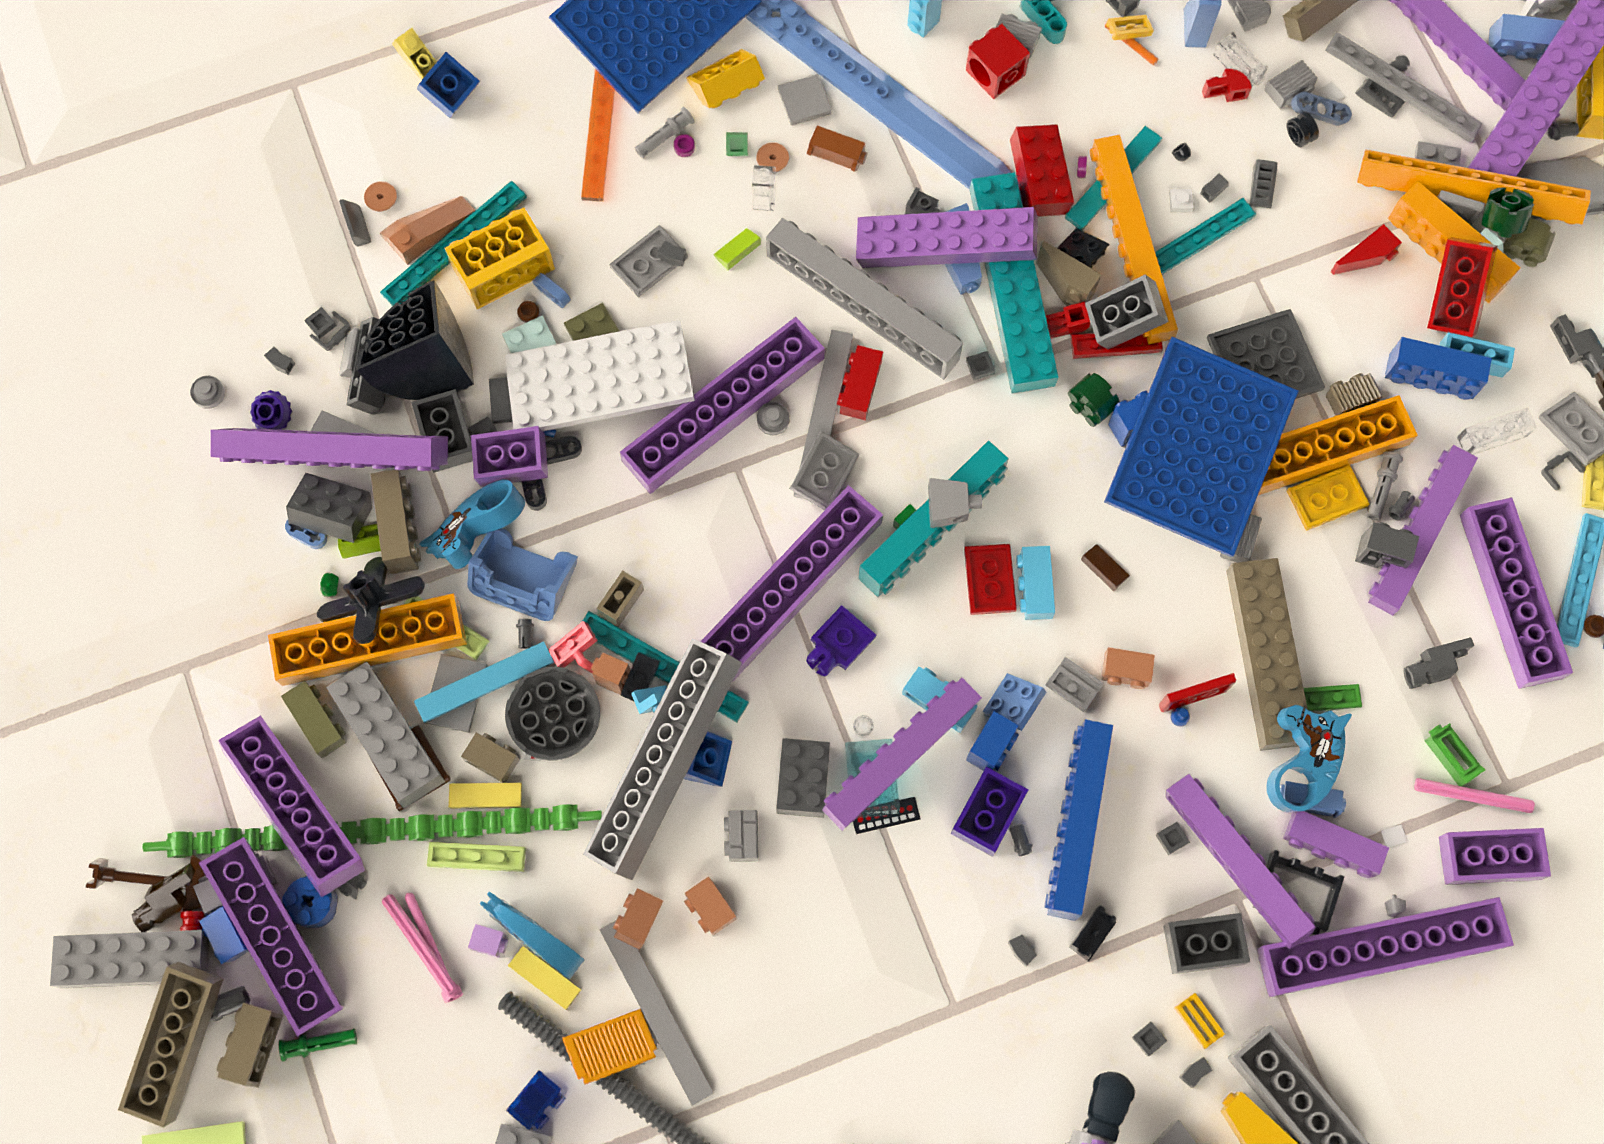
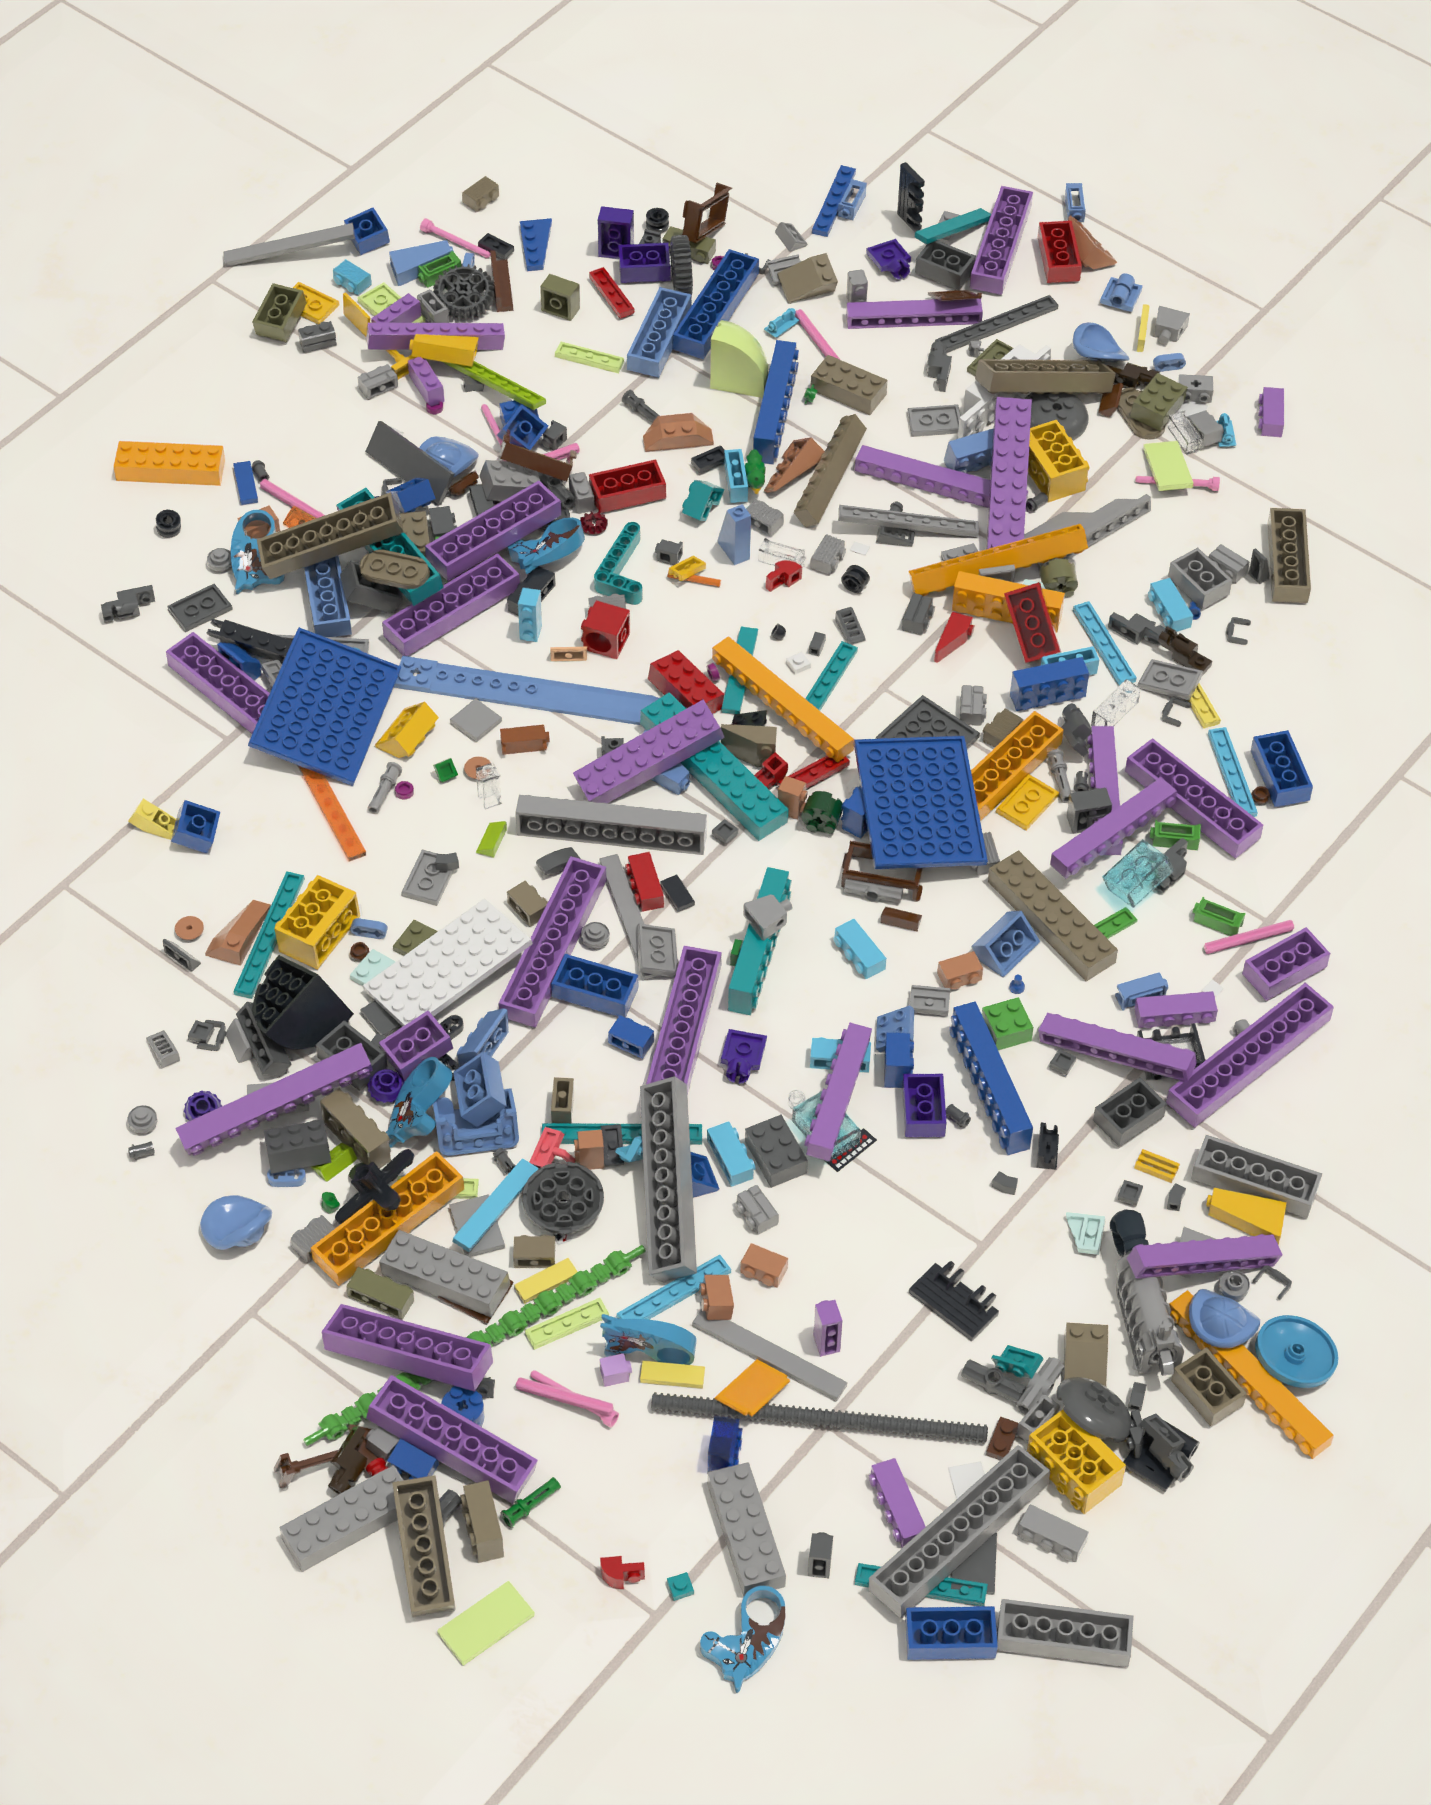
camera: 30 degrees left, 20 degrees down
(186, 426) = (140, 1150): none -> dark grey pin
(221, 559) = (234, 1222): none -> medium blue piece
(279, 361) = (185, 1073): dark grey piece -> none
(280, 335) = (166, 1059): none -> light grey slope
(286, 617) = (305, 1238): none -> light grey brick
(458, 482) = (385, 1085): none -> dark purple piece
(542, 542) = (479, 1089): none -> medium blue brick
(584, 484) = (486, 1037): none -> medium blue slope
(601, 883) = (674, 1291): none -> medium azure tile
(721, 1027) = (827, 1327): none -> medium lavender brick
(725, 343) = (526, 902): none -> dark tan brick
(733, 480) = (595, 985): none -> blue brick
(735, 560) = (631, 1036): none -> blue brick
(756, 754) = (730, 1153): none -> medium azure brick
(785, 309) = (556, 860): none -> dark grey slope
(881, 1060) = (955, 1304): none -> black hinge
(888, 412) = (677, 893): none -> black tile
(945, 69) = (568, 653): none -> light nougat slope
(990, 579) = (824, 964): red tile -> none
(1072, 363) = (793, 796): none -> nougat brick
(1073, 1059) = (1086, 1231): none -> light aqua wing
(1095, 518) = (874, 892): none -> light grey piece
(1126, 312) = (810, 742): dark grey brick -> none
(1139, 760) = (1008, 1023): none -> bright green brick
(1140, 541) = (863, 850): none -> reddish brown piece
(1197, 692) = (1019, 960): red tile -> none
(1198, 657) = (1006, 943): none -> medium blue slope
(1320, 755) = (1128, 955): dark azure animal -> none
(1330, 106) = (865, 555): sand blue beam -> none
(1337, 347) = (972, 704): none -> light grey brick
(1345, 205) = (917, 614): none -> dark grey brick
(1393, 657) = (1138, 873): none -> clear light blue brick
(1399, 587) = (1113, 828): none -> medium lavender brick
(1434, 438) = (1076, 728): none -> dark grey plate
(1451, 625) = (1169, 833): none -> bright green window
(1508, 212) = (1033, 561): dark green brick -> none
(1533, 345) = (1104, 643): none -> medium azure tile

